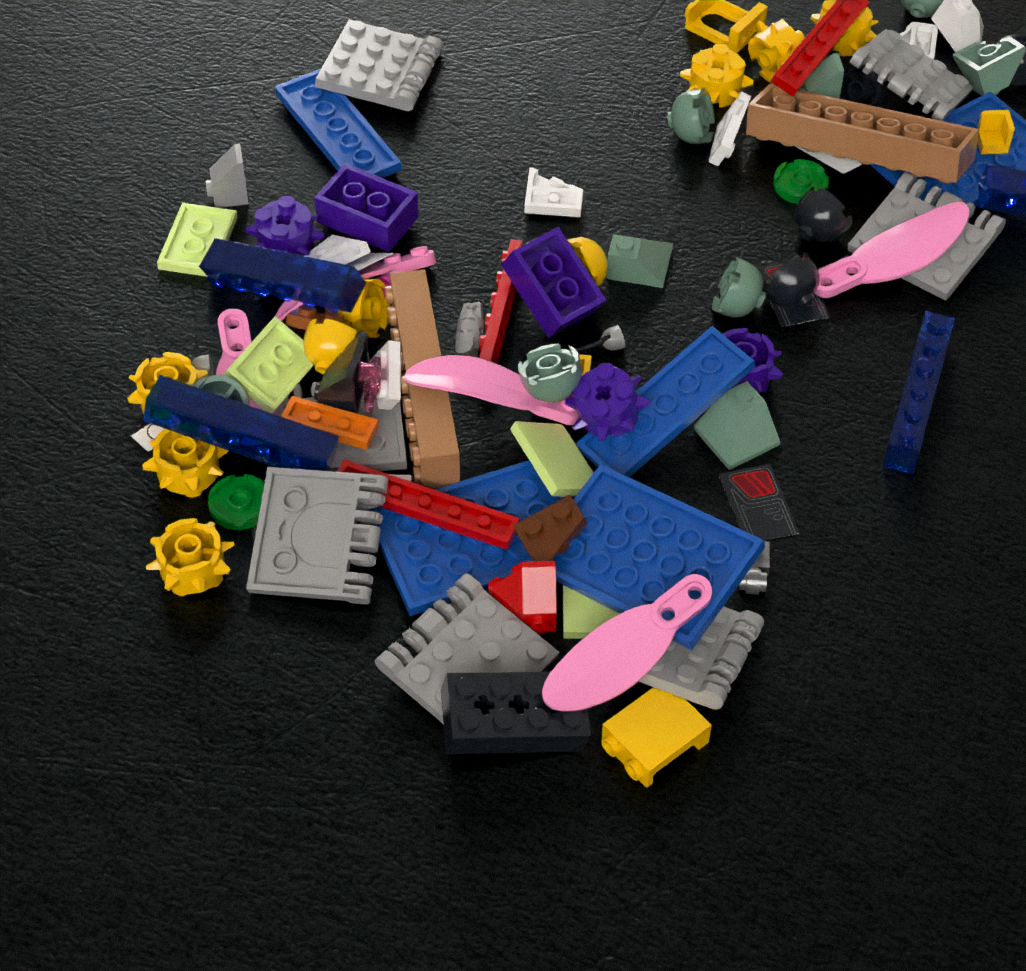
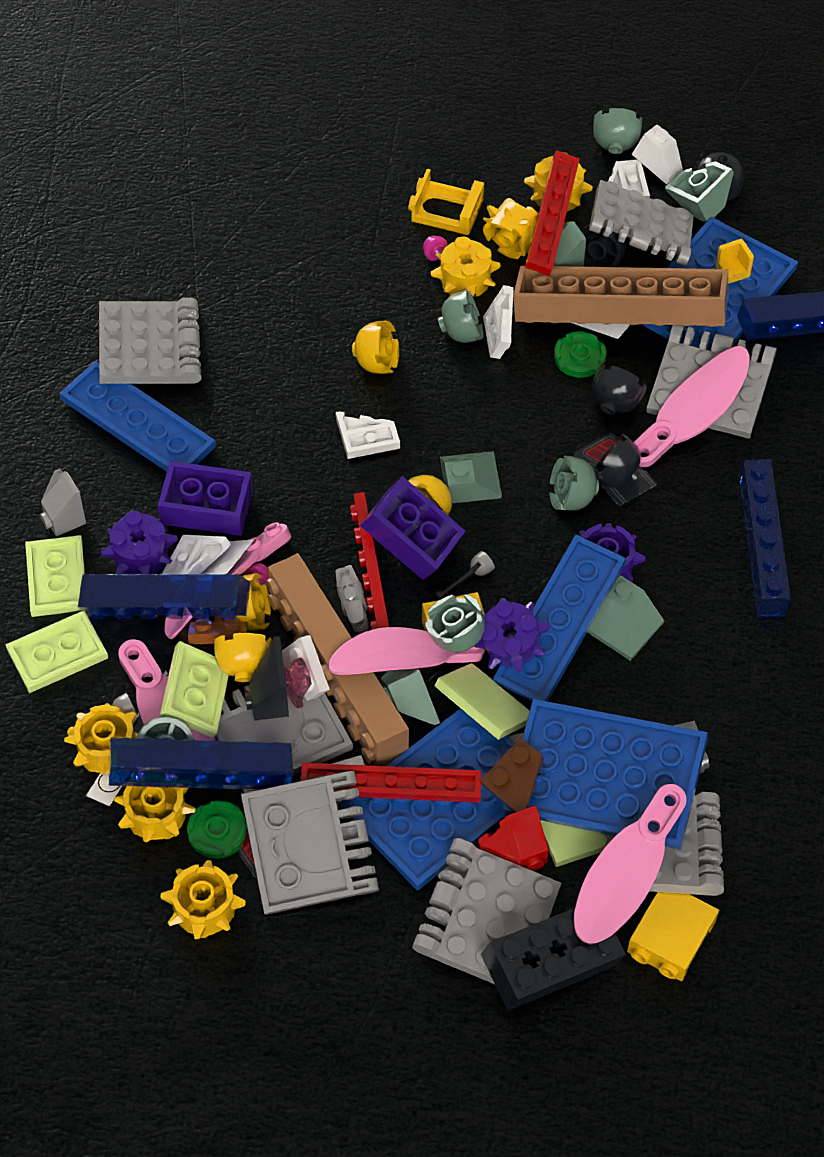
camera: 20 degrees left, 5 degrees up
(165, 303) = (56, 651): none -> yellowish green tile
(350, 427) = (268, 728): orange plate -> none
(479, 429) = (410, 694): none -> sand green slope
(596, 122) = (376, 347): none -> yellow cylinder
(691, 48) = (434, 245): none -> dark pink plate
(758, 502) = (668, 685): black sticker -> none

